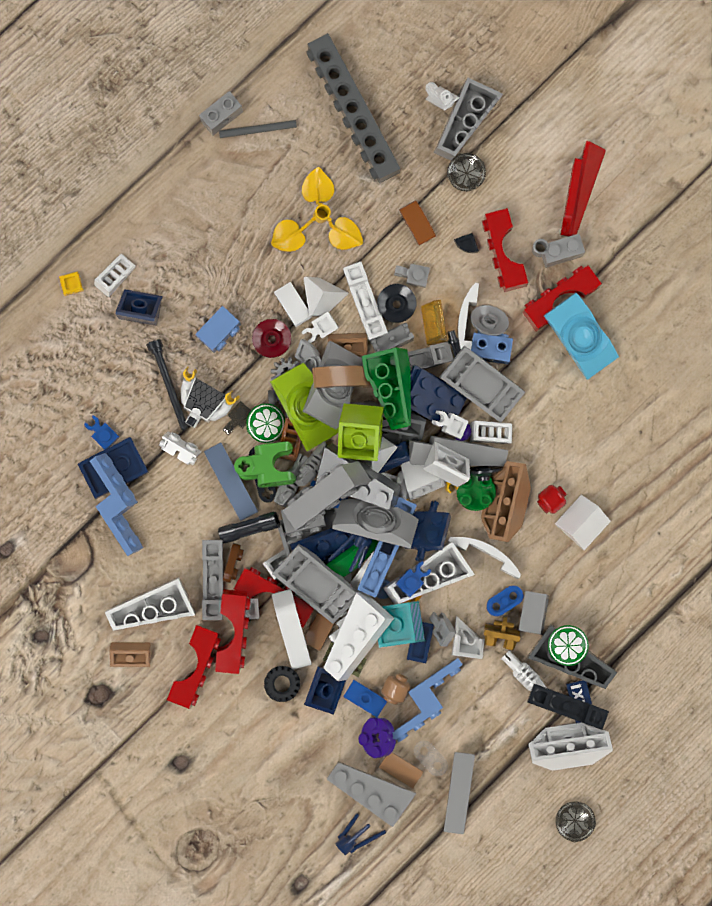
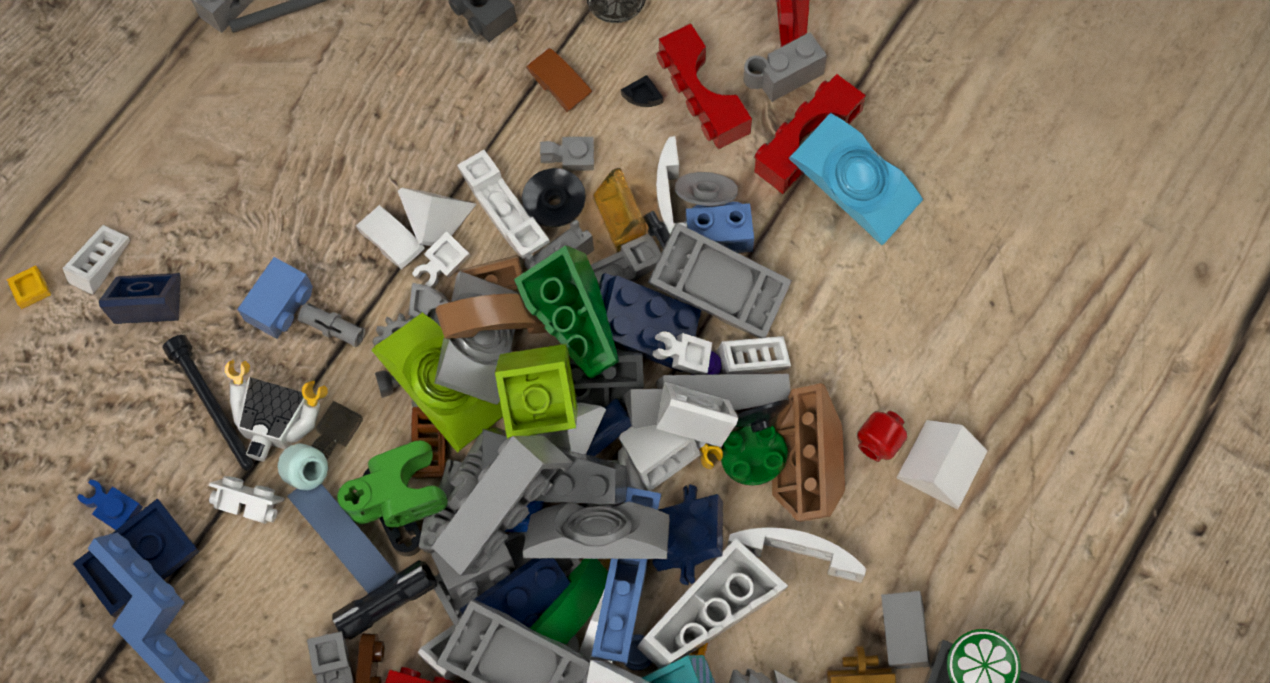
camera: 10 degrees left, 15 degrees down
(216, 438) = (302, 466): none -> light aqua head
(247, 352) = (331, 324): none -> light grey pin
(265, 423) = (379, 424): dish -> none
(270, 328) = (363, 280): dark red dish -> none
(317, 188) = (400, 68): yellow plant -> none
(361, 542) = (584, 573): dark blue plant -> none
(411, 581) = (682, 617): blue plate -> none
(504, 601) = (850, 623): blue plate -> none

